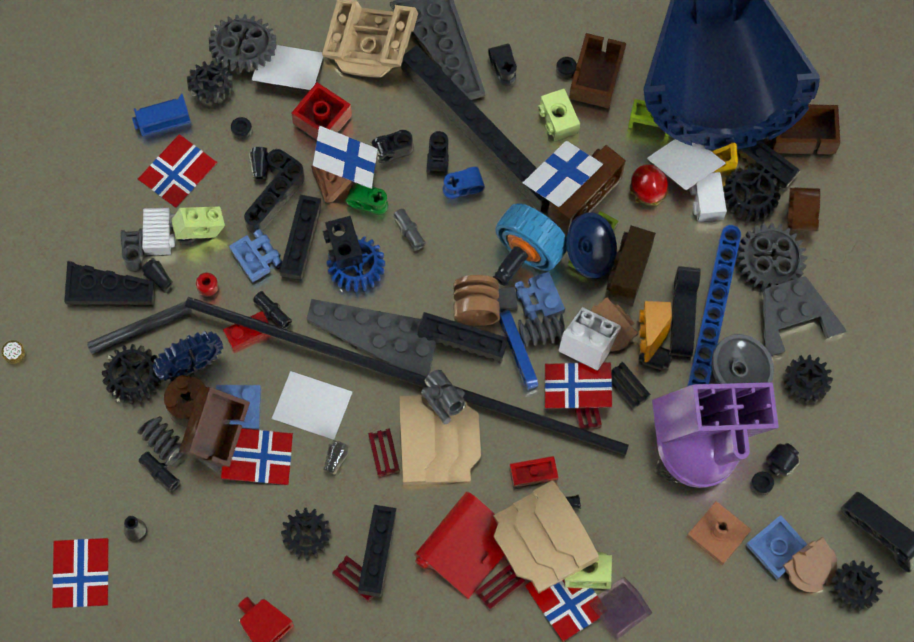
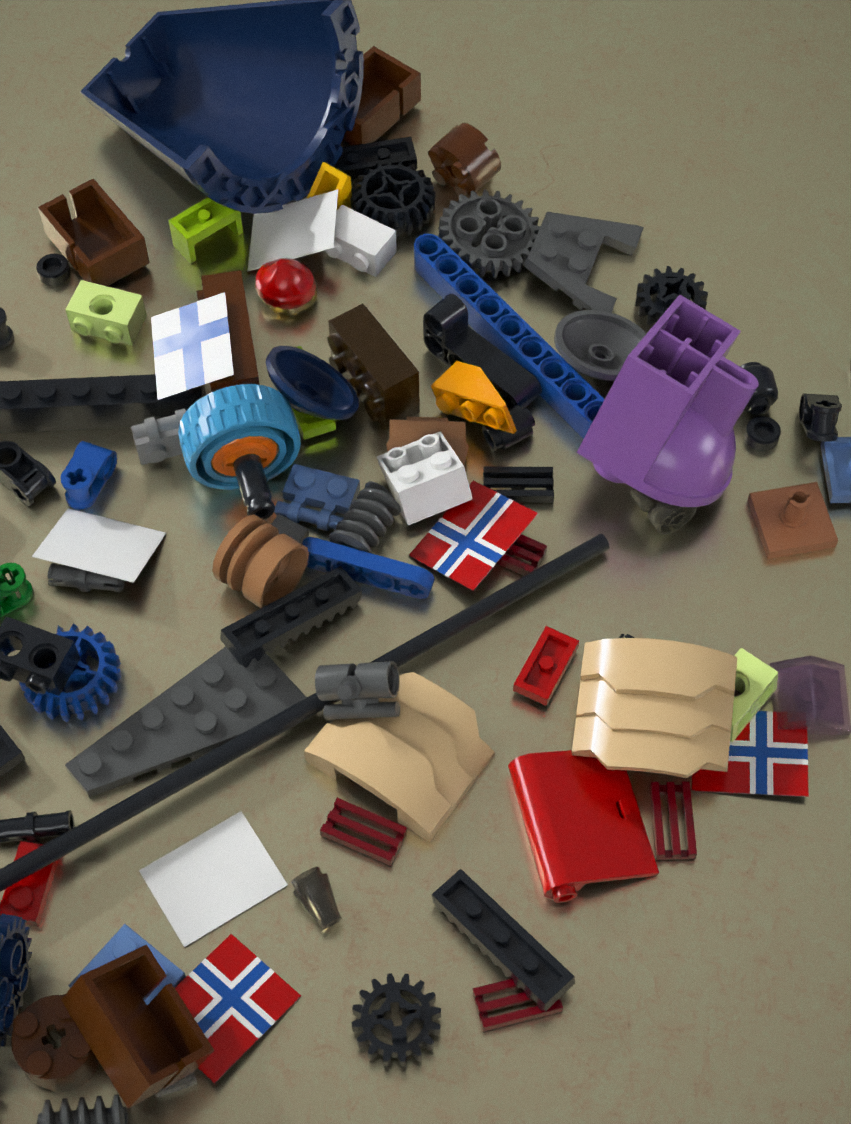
camera: 50 degrees left, 10 degrees down
(430, 221) = (99, 545): none -> white sticker
(503, 198) = (158, 438): none -> light grey plate
(793, 505) = (819, 416): none -> black piece

